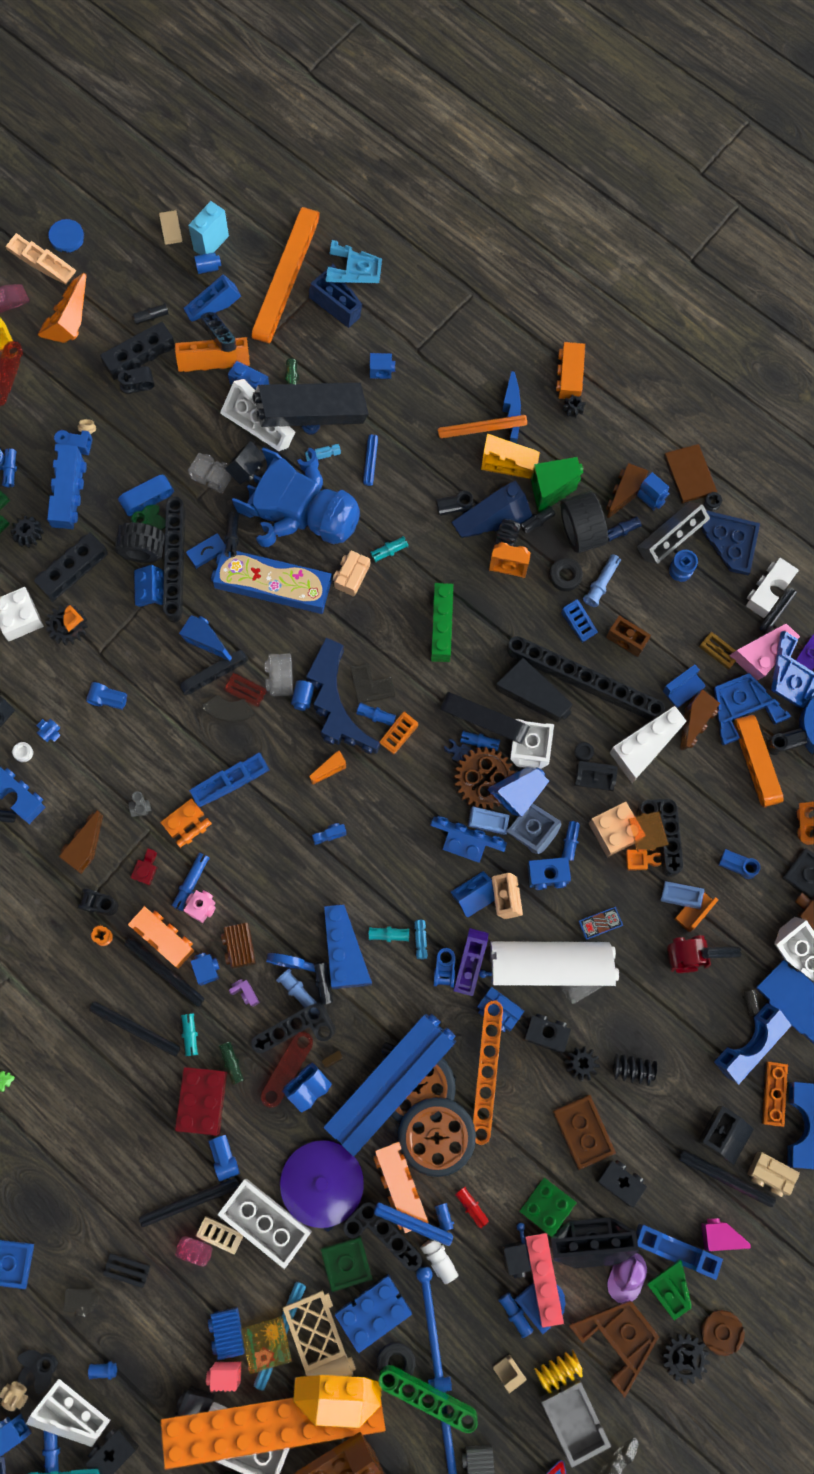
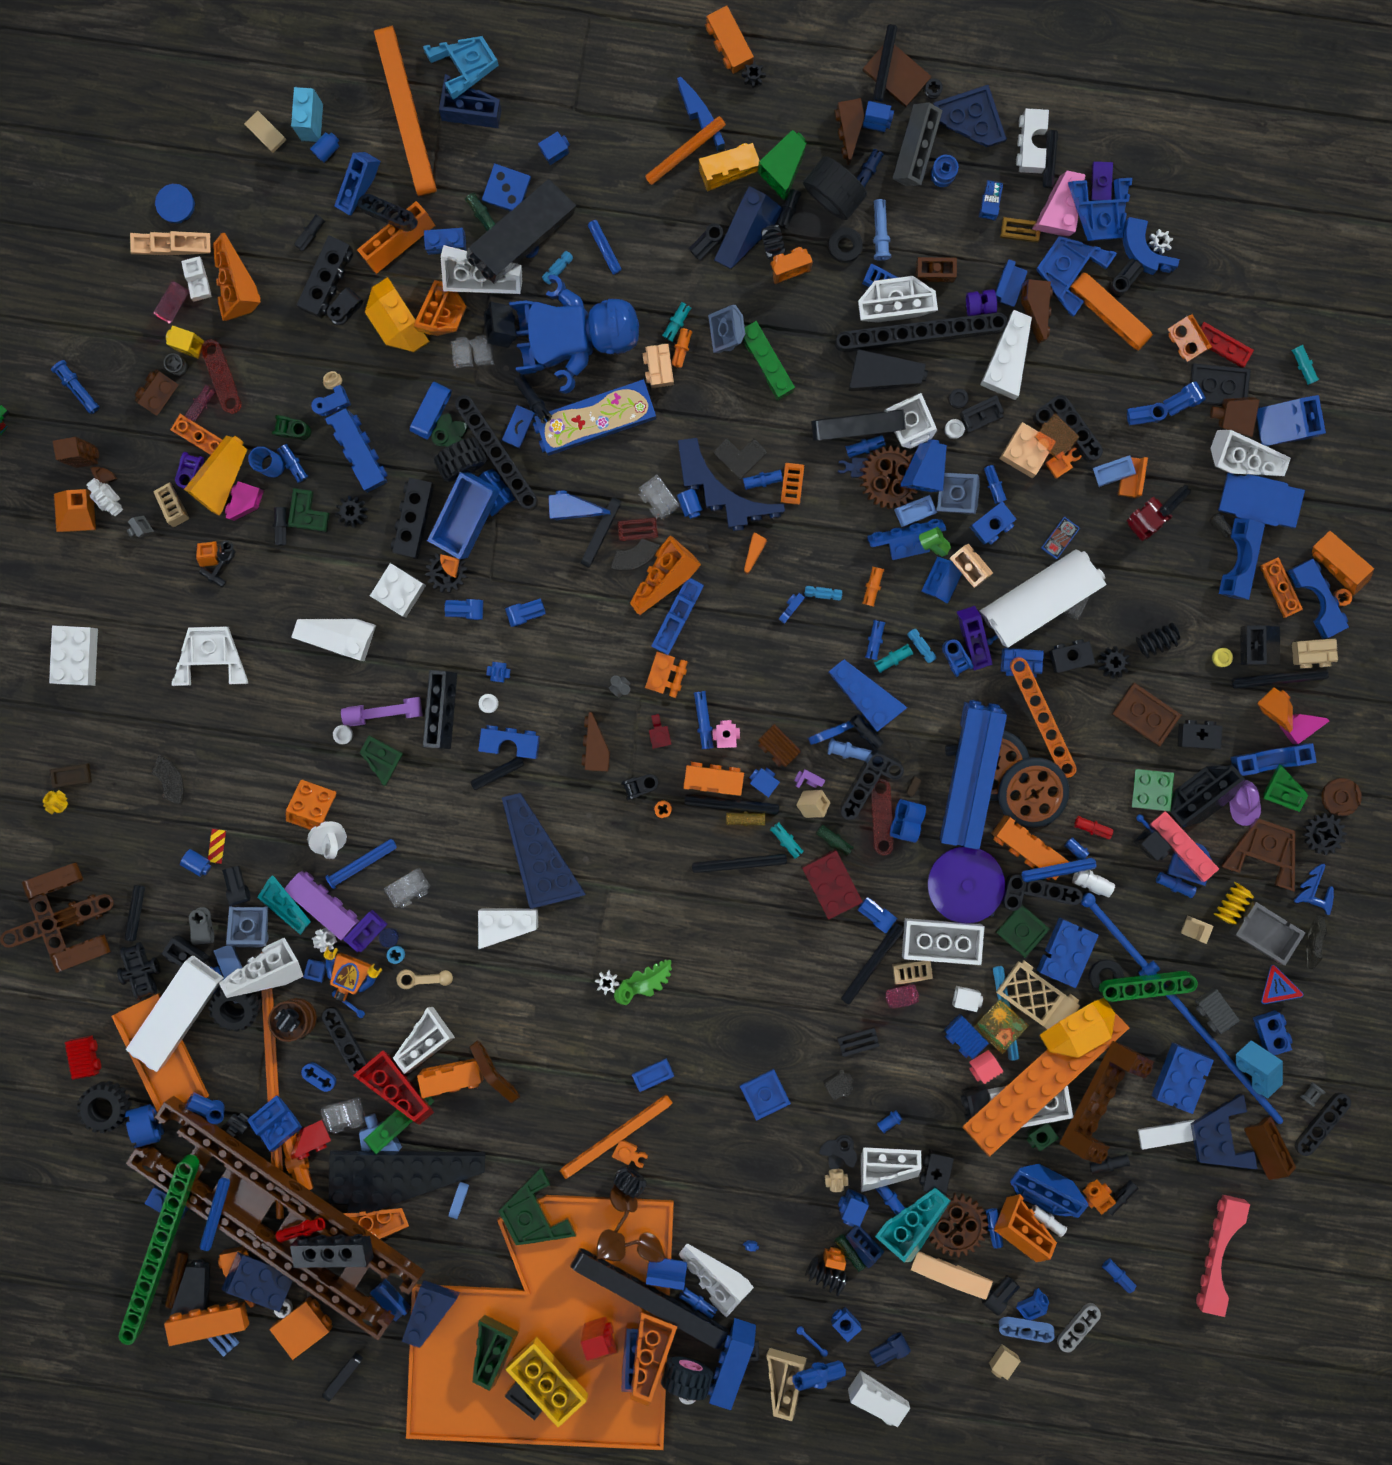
camera: 30 degrees left, 15 degrees up
(27, 440) = (287, 428): none -> dark green piece
(41, 296) = (196, 278): none -> white slope
(63, 666) = (468, 609): none -> blue piece
(110, 586) = (463, 515): none -> blue piece
(167, 992) = (745, 819): none -> clear yellow pin
(168, 413) = (393, 318): none -> light orange wedge
(204, 424) = (440, 311): none -> orange wedge
(234, 1017) = (813, 803): none -> tan panel
(252, 738) = (670, 570): none -> orange wedge
(252, 1296) = (967, 999): none -> white brick
(324, 370) = (506, 187): none -> blue tile
(365, 840) = (824, 593): none -> dark azure axle
(379, 571) = (681, 347): none -> orange axle
(383, 908) = (875, 639): none -> blue pin
(411, 861) = (873, 586): none -> orange pin
(425, 576) = (726, 328): none -> sand blue slope
(488, 854) = (934, 540): none -> bright green piece
(565, 774) = (954, 429): none -> white tile
(579, 640) = (897, 300): none -> white wedge
(635, 1411) = (1308, 894): none -> blue piece
(651, 686) = (981, 303): none -> dark purple wheel
(684, 1124) = (1222, 657): none -> light yellow tile
(686, 457) = (885, 63): none -> black axle
(708, 612) = (991, 200): none -> blue leg
(709, 1204) = (1278, 708): none -> orange slope
(787, 871) = (1189, 396): none -> blue piece

